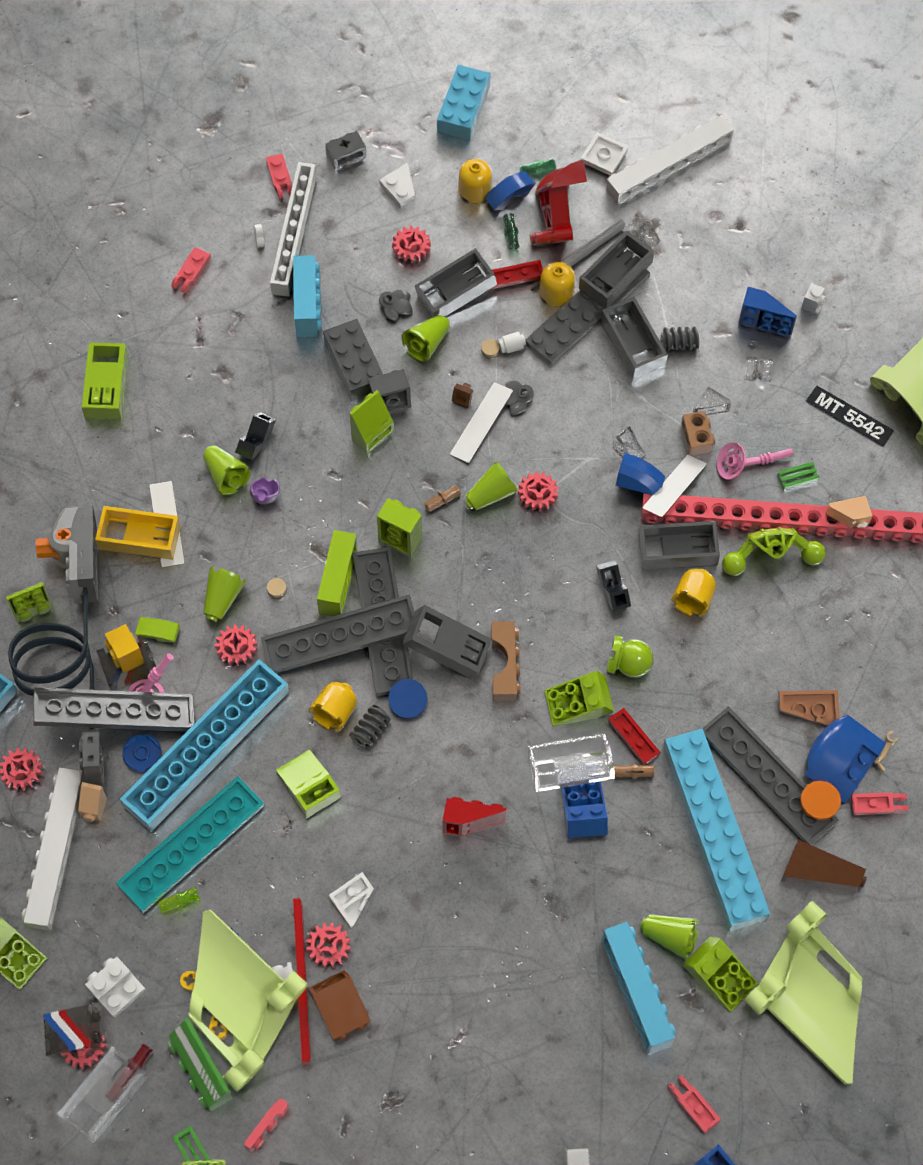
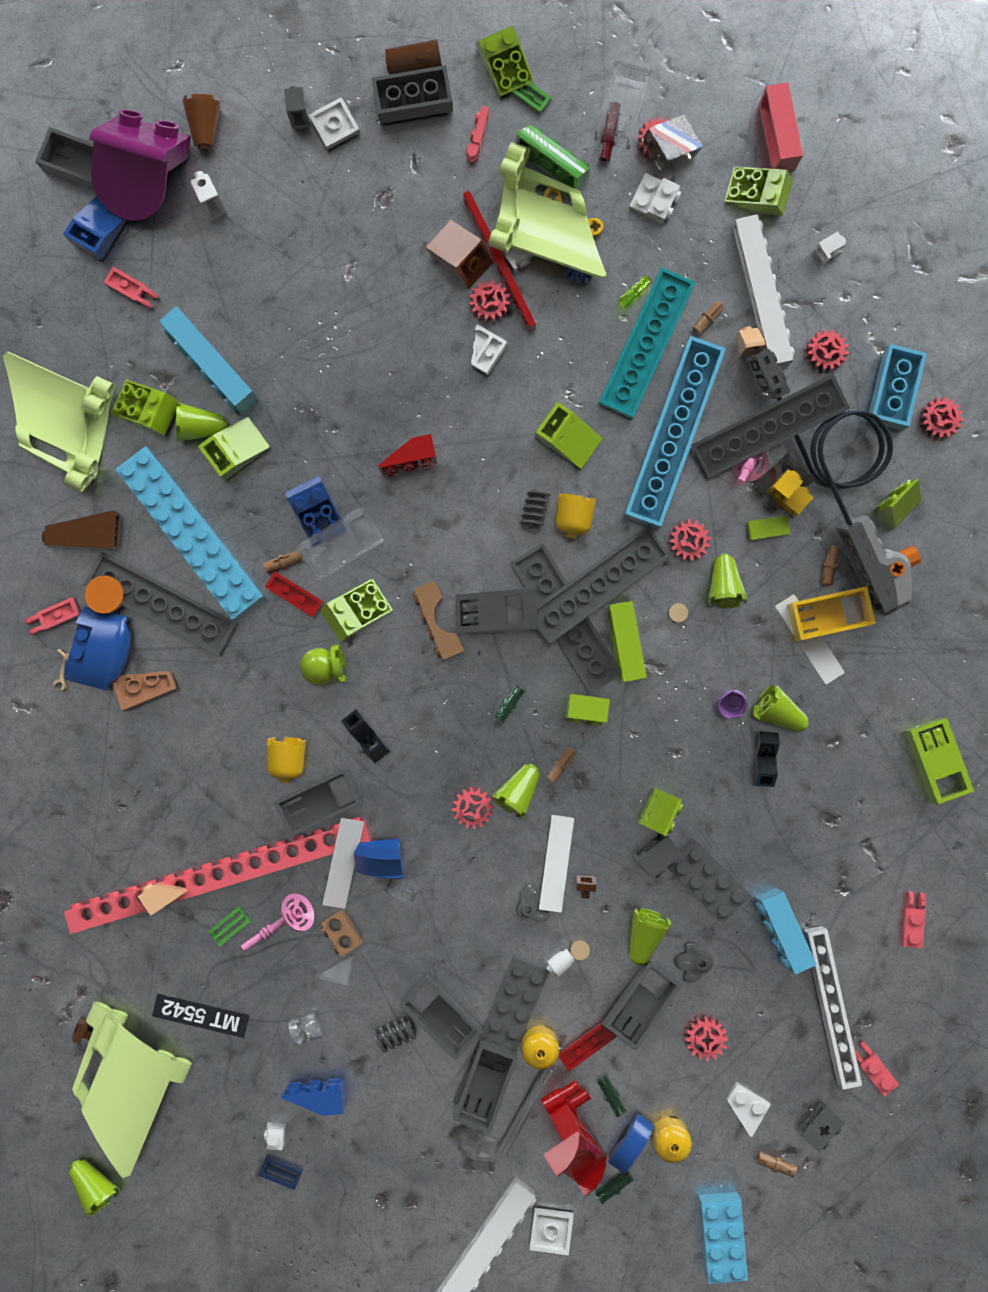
camera: 160 degrees right, 20 degrees up
(117, 576) = (830, 565): none -> medium nougat pin
(119, 846) = (708, 317): none -> medium nougat axle
(141, 752) = (727, 408): blue tile -> none
(258, 231) = (863, 986): white tile -> none
(395, 137) = (776, 1164): none -> medium nougat pin
(407, 698) = (512, 549): blue tile -> none
(467, 567) = (509, 703): none -> clear green pin
(643, 895) = (234, 448): none -> lime slope
(775, 543) = (225, 833): lime piece -> none
(817, 275) = (284, 1165): none -> dark blue tile

